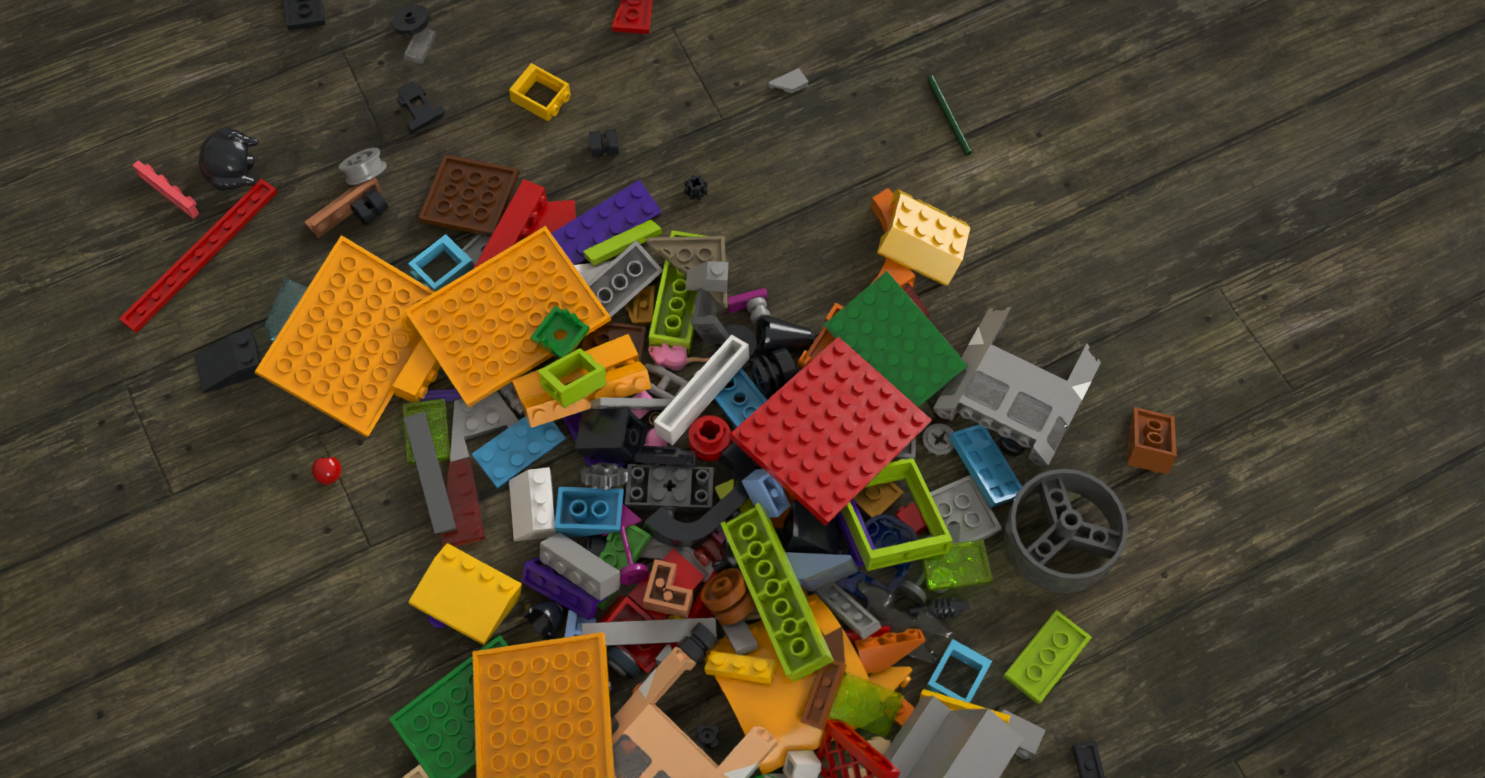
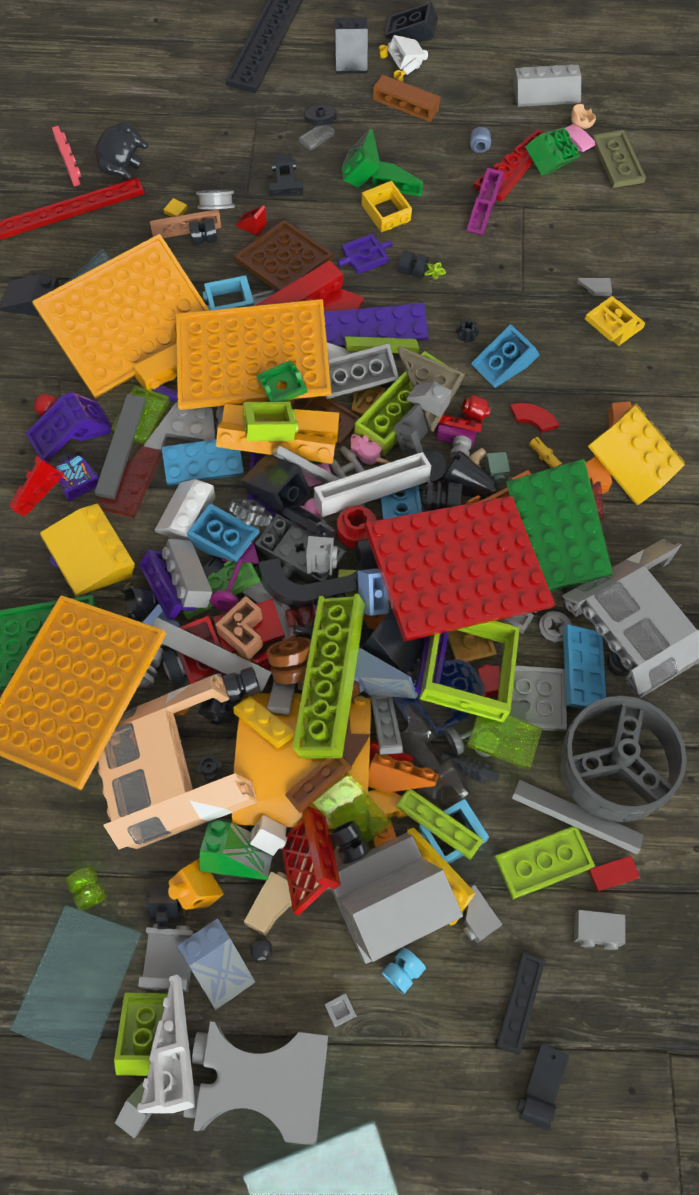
camera: 30 degrees right, 0 degrees up
(321, 194) = (175, 208): none -> yellow tile
(362, 472) = (66, 419): none -> dark purple bracket
(376, 552) = (38, 484): none -> red wing
(402, 526) = (78, 476): none -> torso
(411, 170) = (253, 221): none -> red slope
(486, 53) = (361, 160): none -> green slope
(520, 56) = (404, 181): none -> green slope
(547, 153) = (364, 253): none -> dark purple plate
(626, 138) = (435, 270): none -> lime plant
(635, 42) = (485, 201): none -> magenta slope
(688, 681) = (217, 711): none -> black brick
(700, 483) = (321, 554): none -> light grey hinge
(747, 198) = (505, 357): none -> dark azure slope
(747, 284) = (456, 422): none -> red wing
(749, 263) = (475, 408): none -> red head
(777, 309) = (478, 455): none -> tan arm
(802, 312) = (497, 467): none -> sand green brick
(806, 243) = (535, 416): none -> red tile
(830, 112) = (614, 321): none -> yellow bracket
(838, 277) = (544, 453): none -> yellow pin
(883, 733) = (349, 833): none -> black wheel
(944, 672) = (439, 823): none -> lime tile
(1053, 602) = (578, 817): none -> light grey tile
(1110, 634) = (614, 874): none -> red tile
(1124, 688) = (599, 929): none -> light grey brick

